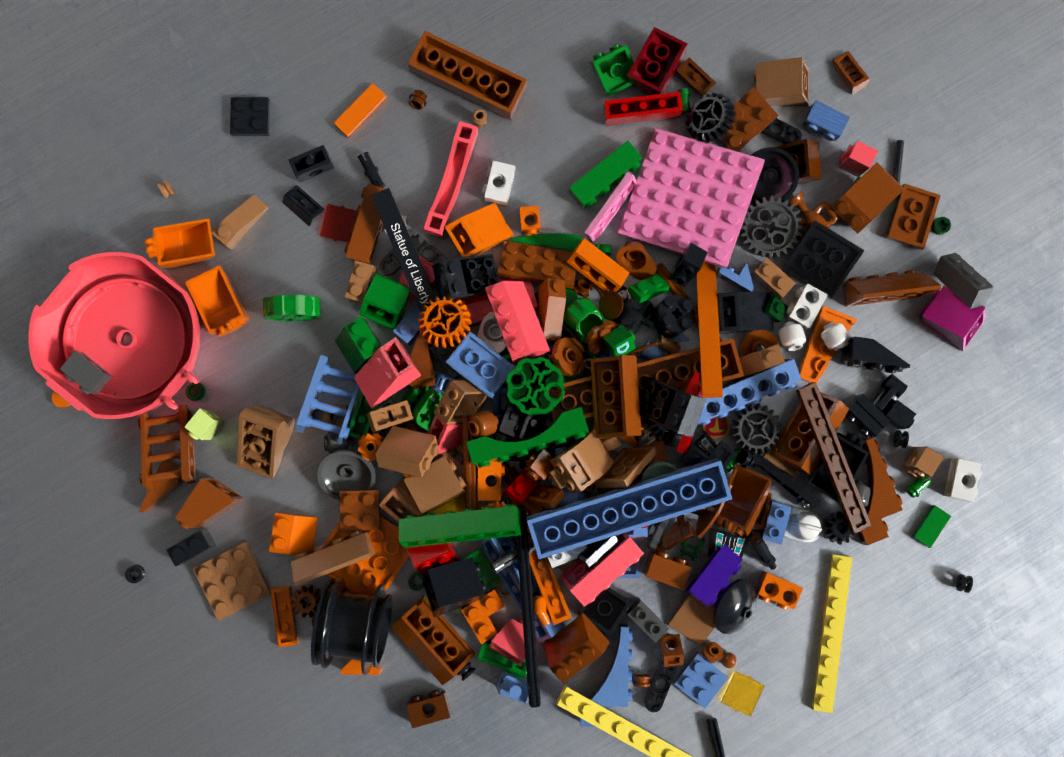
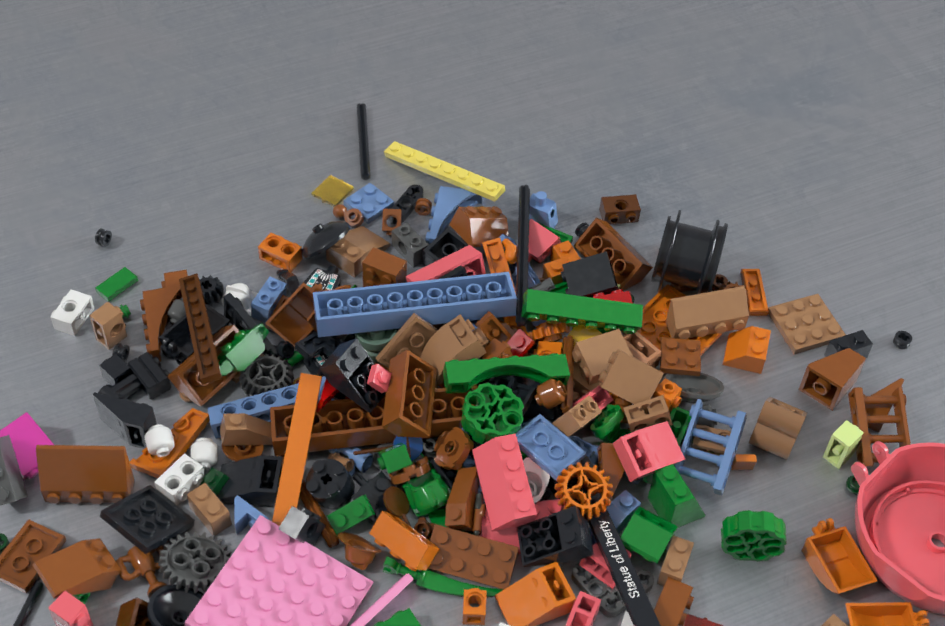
camera: 170 degrees left, 35 degrees down
(296, 398) = (744, 462): none -> orange tile
(536, 296) = (479, 512): none -> dark orange piece
(647, 405) = (379, 378): none -> coral plate
(714, 576) = (342, 256): dark purple brick -> none
(786, 442) = (243, 350): none -> hinge
(831, 633) = (238, 222): light yellow plate -> none

